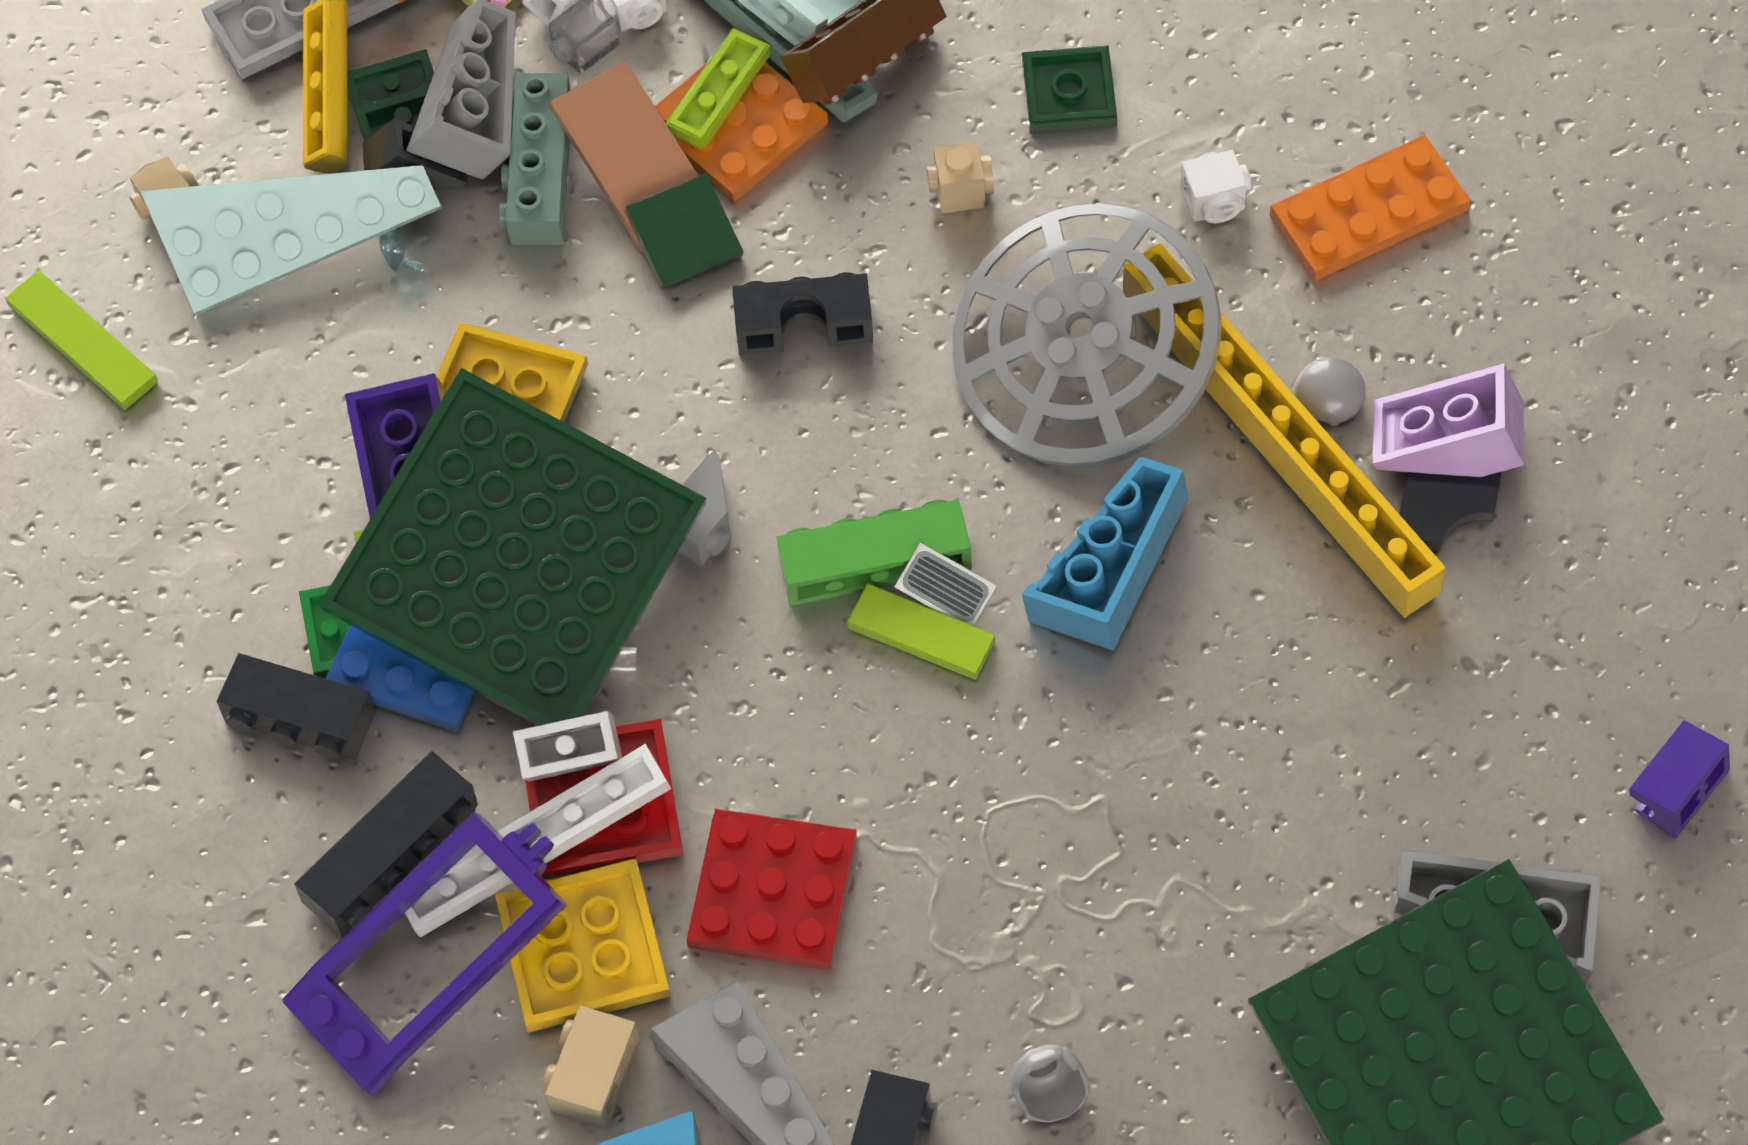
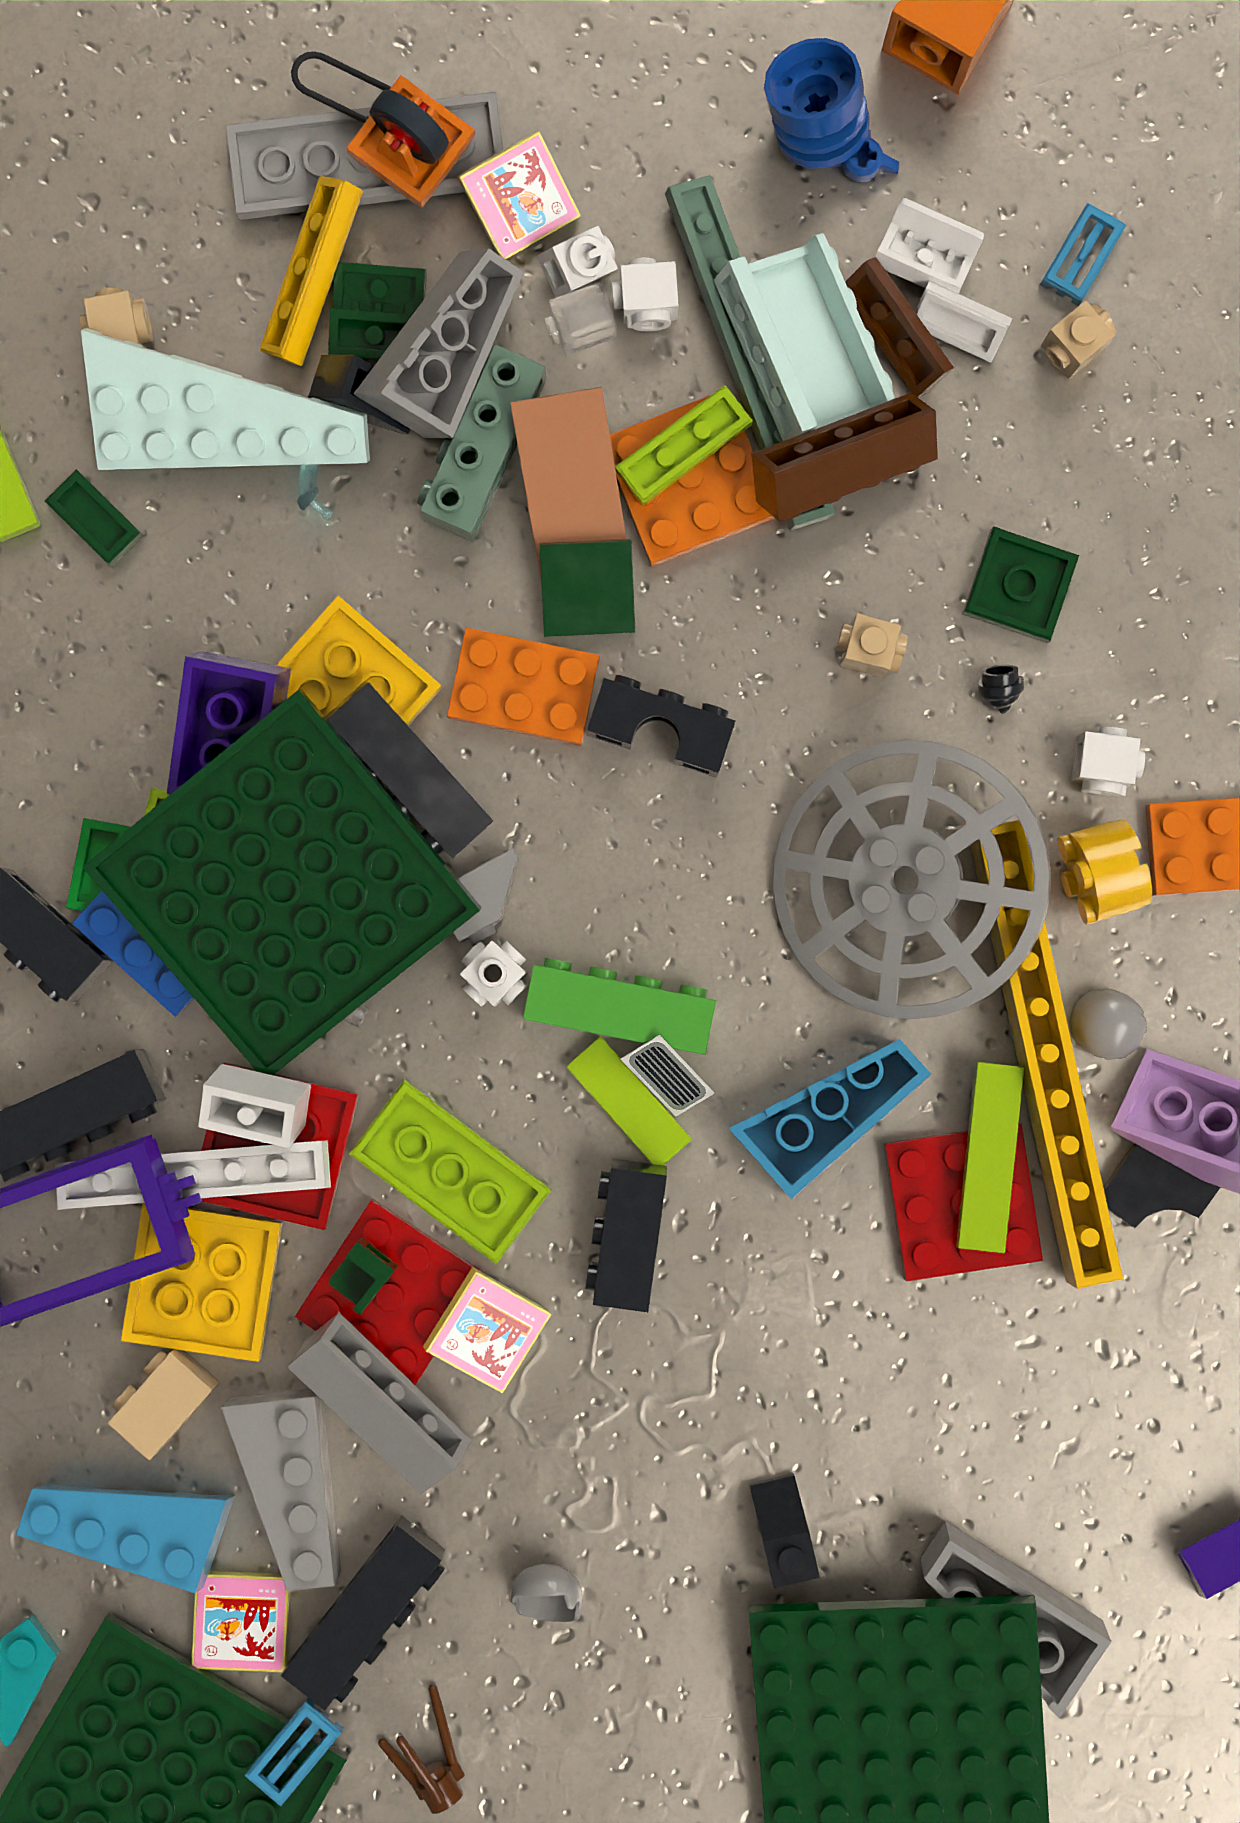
camera: 15 degrees right, 25 degrees up
(205, 355) = (94, 518): none -> dark green tile
(593, 412) = (408, 770): none -> black brick
(662, 335) = (523, 686): none -> orange plate
(737, 859) = (362, 1274): none -> dark green panel
(743, 565) = (509, 984): none -> white brick
(780, 758) = (450, 1171): none -> lime tile
(803, 967) = (375, 1403): none -> light grey brick
(878, 872) = (487, 1330): none -> tile
(972, 732) = (627, 1235): none -> black brick
(1092, 168) = (1001, 686): none -> black plate
(1252, 936) = (784, 1531): none -> black slope
(1256, 261) = (1104, 871): none -> yellow brick
(1273, 590) = (926, 1203): none -> red plate
(1275, 530) = (990, 1157): none -> lime tile

